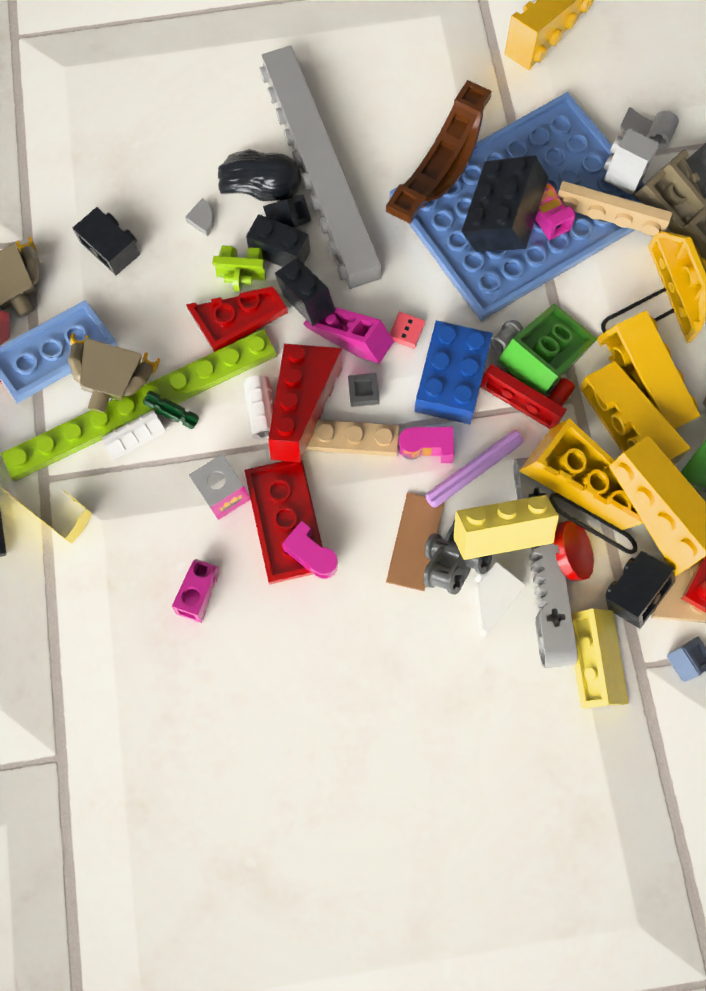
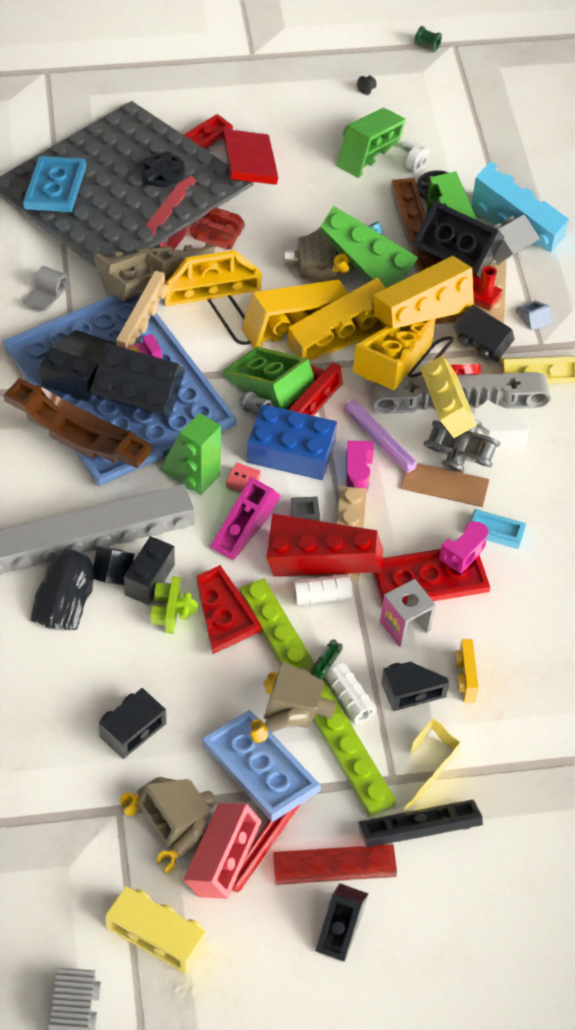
camera: 95 degrees left, 20 degrees down
(140, 493) = (412, 685): none -> black slope
(145, 552) = (467, 681): none -> yellow plate
(196, 590) = (501, 638): dark pink leg -> none
(201, 217) = (107, 642): light grey tile -> none
(305, 291) = (208, 544): black brick -> none
(351, 595) = (501, 529): none -> medium azure tile
(412, 268) = (196, 455): none -> bright green wedge
(555, 152) = (73, 364): none -> black slope
(629, 160) = (102, 292): brick -> none

